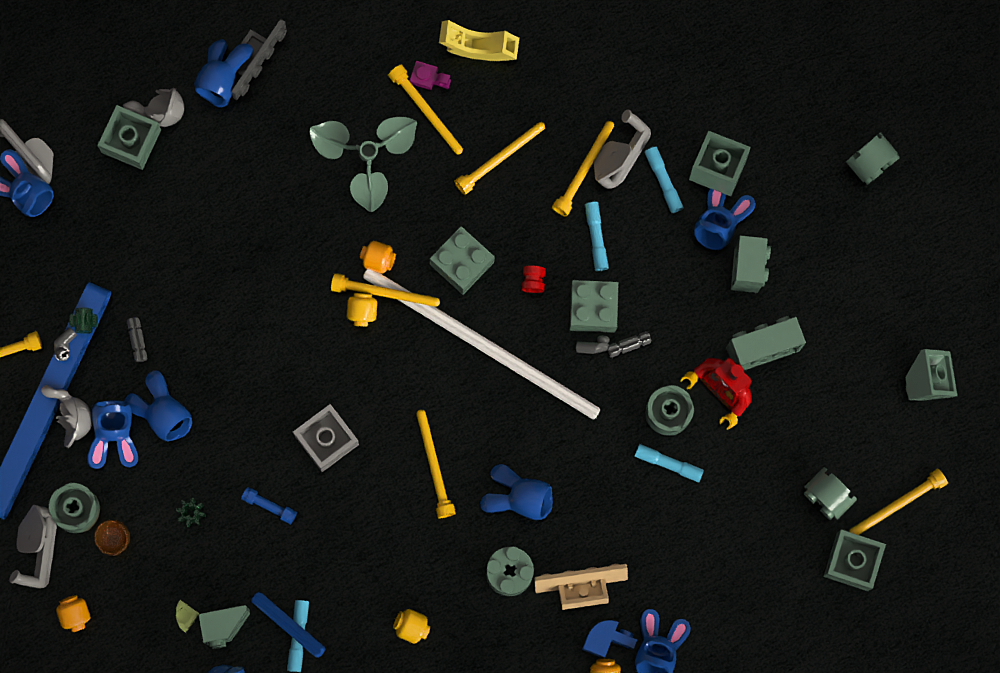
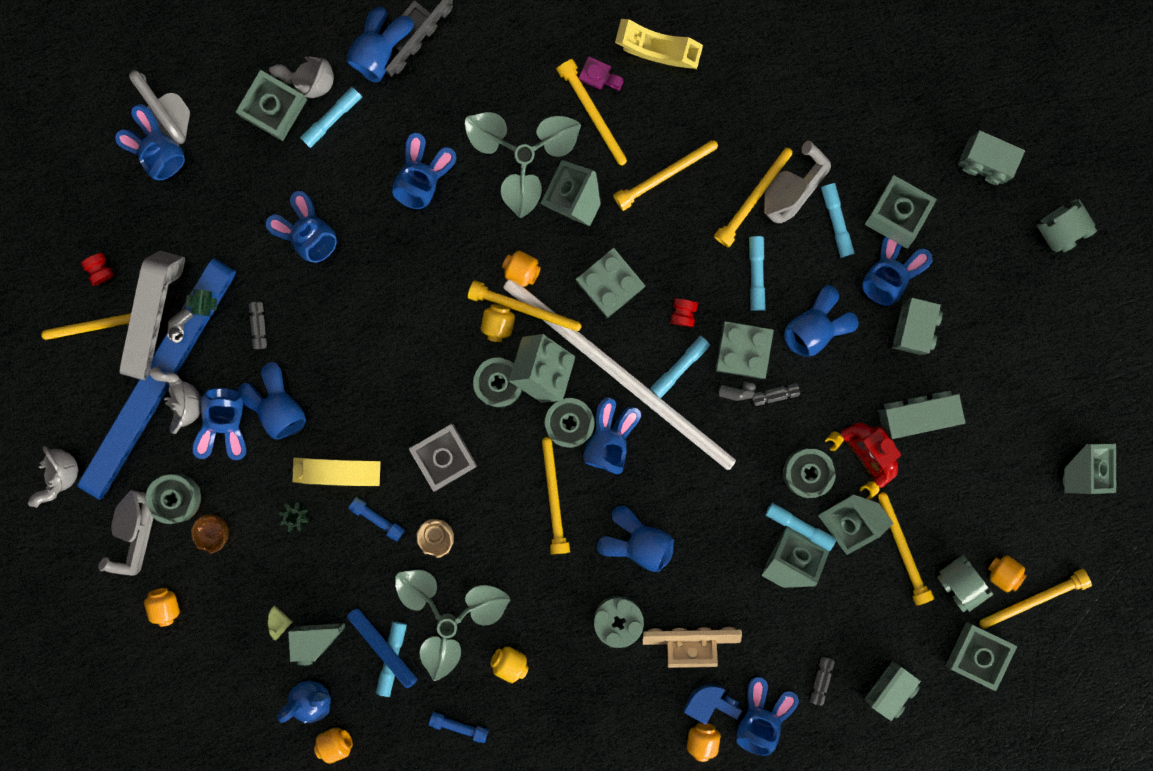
camera: 15 degrees right, 10 degrees up
(33, 337) = (147, 310): none -> light grey beam
(176, 153) = (319, 128): none -> medium azure piece
(177, 250) = (309, 234): none -> blue piece
(225, 463) = (336, 472): none -> light yellow arch
(271, 188) = (416, 180): none -> blue piece
(326, 514) = (435, 537): none -> tan hair
(347, 626) = (443, 654): none -> sand green plant
(375, 351) = (486, 375): none -> sand green brick
(408, 342) = (542, 368): none -> sand green brick
(418, 183) = (573, 193): none -> sand green slope
(451, 384) = (562, 410): none -> sand green brick
(478, 409) = (608, 446): none -> blue piece
(529, 339) = (691, 355): none -> medium azure piece
(658, 276) = (816, 328): none -> blue piece
(668, 494) = (795, 561): none -> sand green slope
(709, 605) = (822, 681): none -> dark grey axle
(719, 450) = (855, 522): none -> sand green slope
(777, 604) = (892, 691): none -> sand green slope
(790, 510) = (921, 592): none -> yellow piece
(794, 106) = (990, 158): none -> sand green brick
(867, 481) = (1007, 573): none -> light orange head

